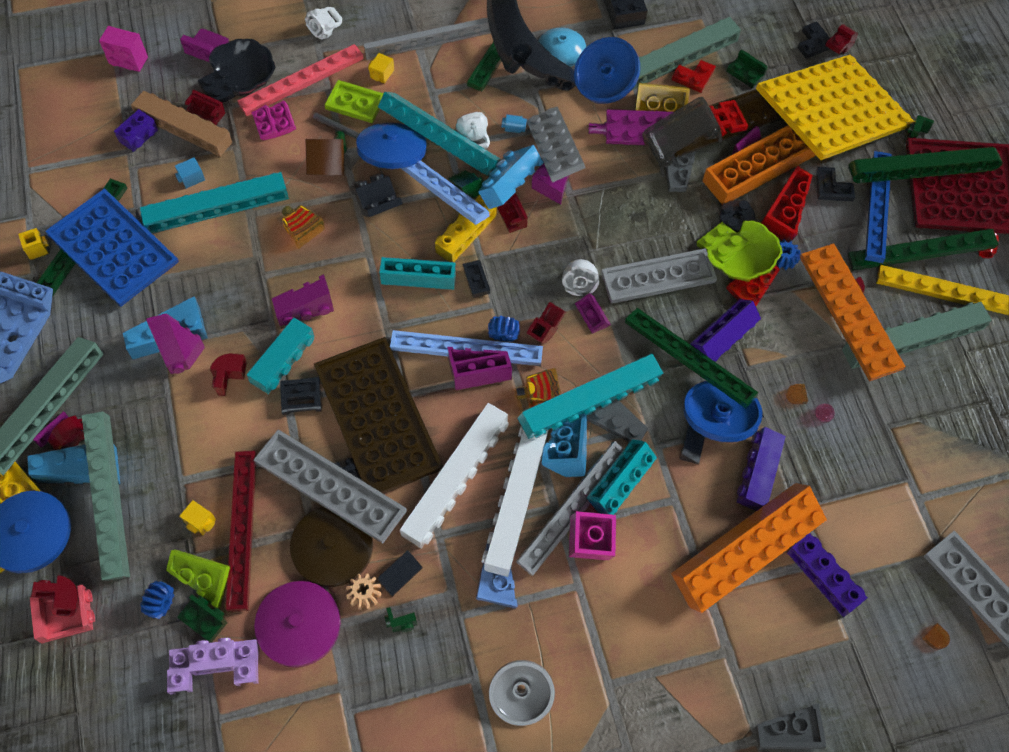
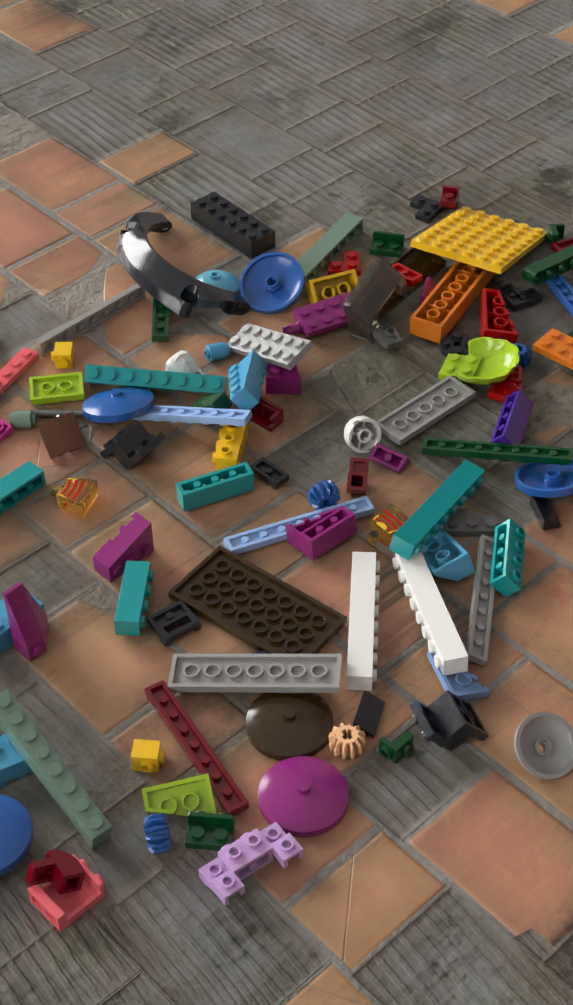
camera: 25 degrees left, 20 degrees down
(225, 368) = (87, 629): dark red brick -> none
(307, 122) = (23, 419): none -> sand green brick
(456, 621) = (448, 721): none -> black bracket
(592, 536) = (516, 607): dark pink brick -> none

